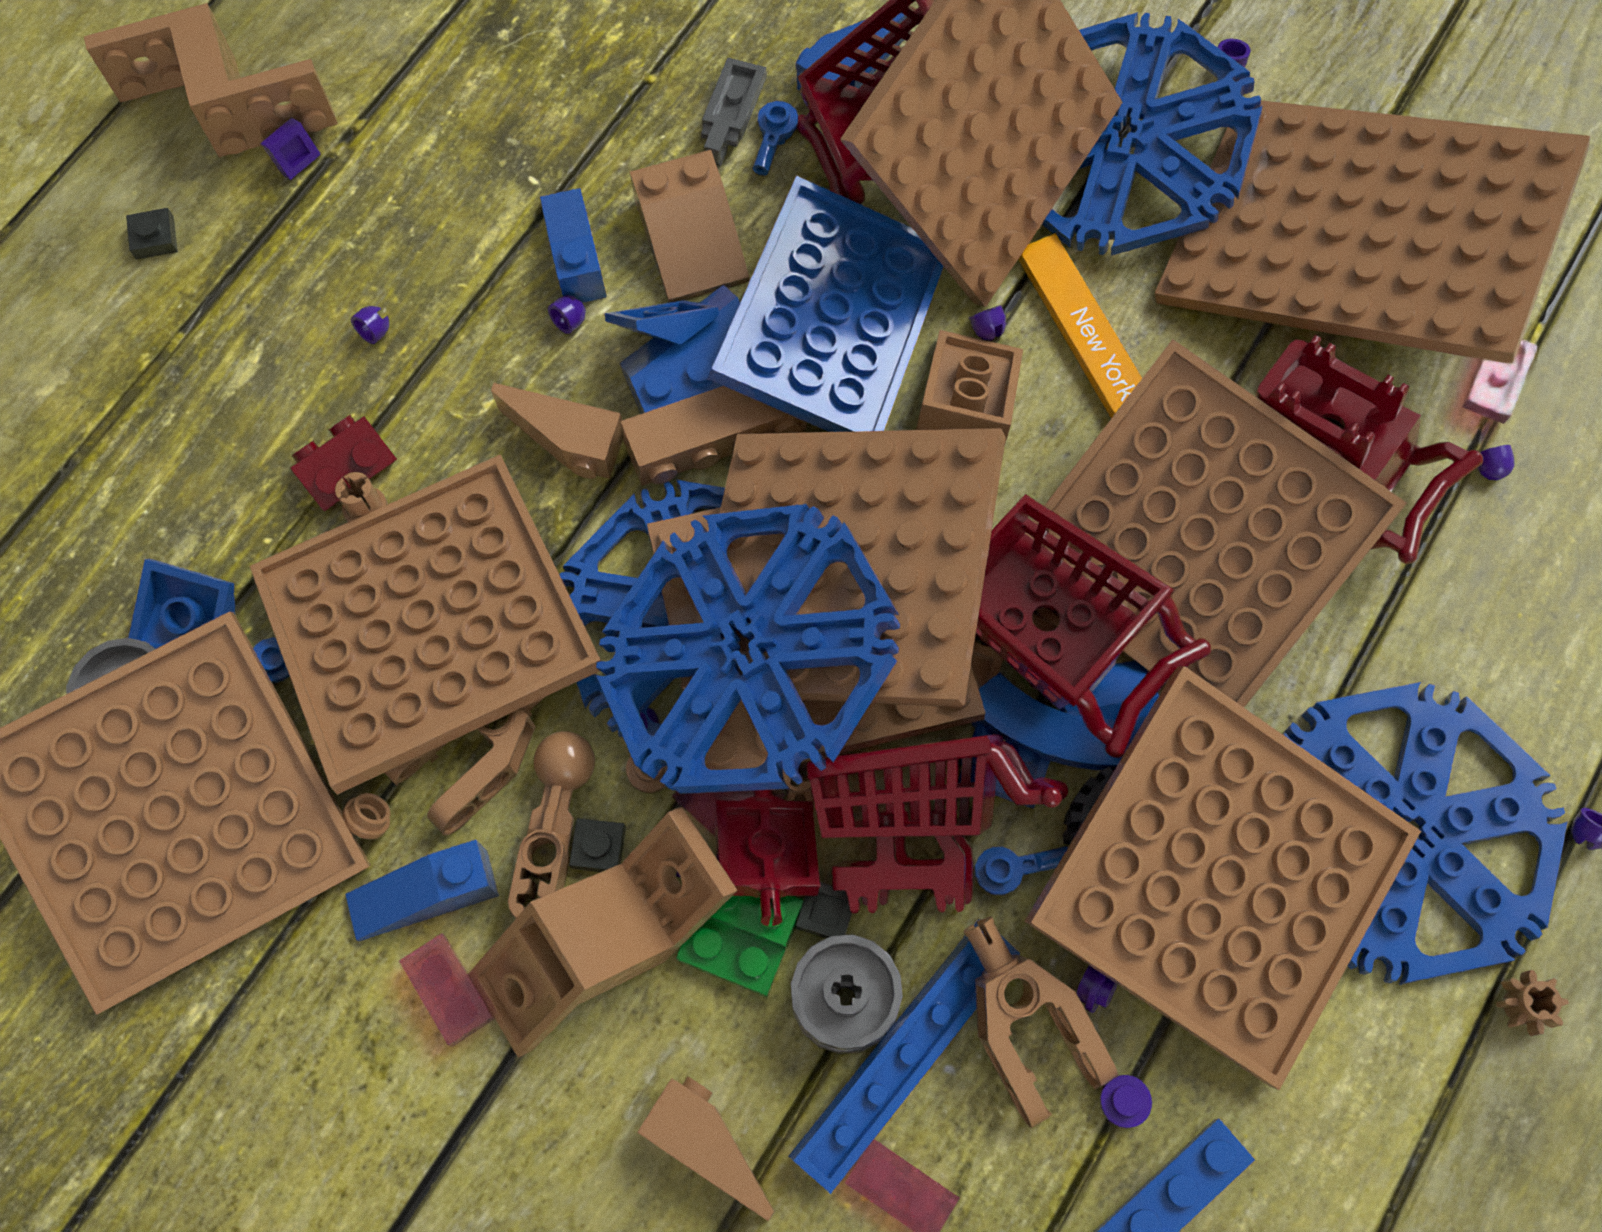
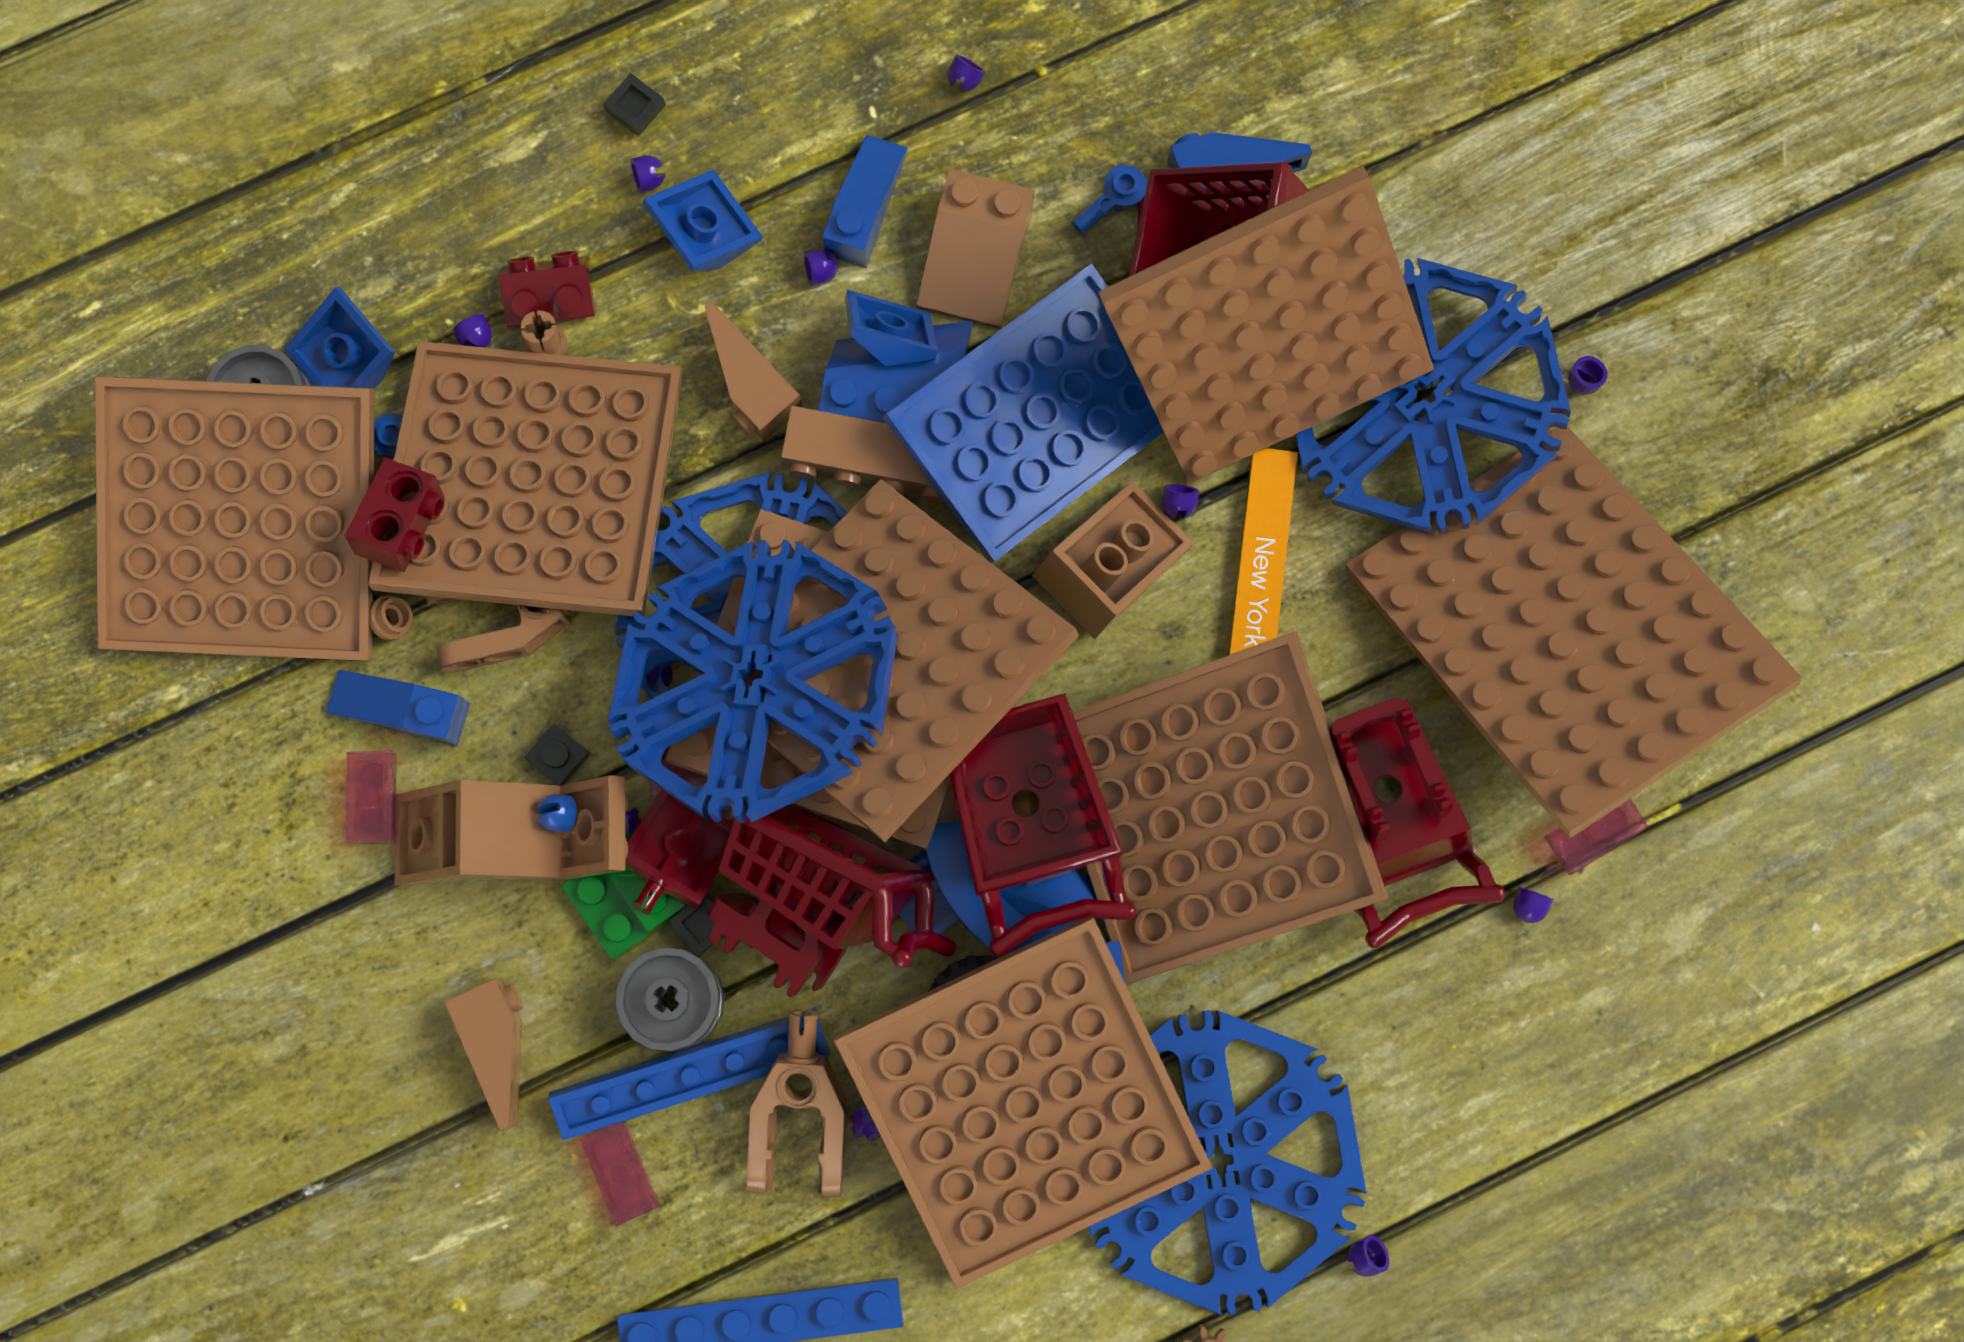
camera: 30 degrees right, 10 degrees up
(294, 530) = (473, 331): none -> dark purple hinge
(311, 711) = (384, 512): none -> dark red brick
(326, 277) = (634, 104): none -> pearl dark grey plate
(445, 332) = (703, 222): none -> blue slope
(563, 765) = (567, 674): medium nougat beam -> none
(591, 106) = (965, 71): none -> dark purple hinge
(639, 891) = (557, 812): none -> blue hinge
(731, 106) = (1090, 148): dark grey hinge -> none
(1001, 870) = (862, 980): blue plate -> none
(1126, 1101) = (835, 1219): dark purple plate -> none

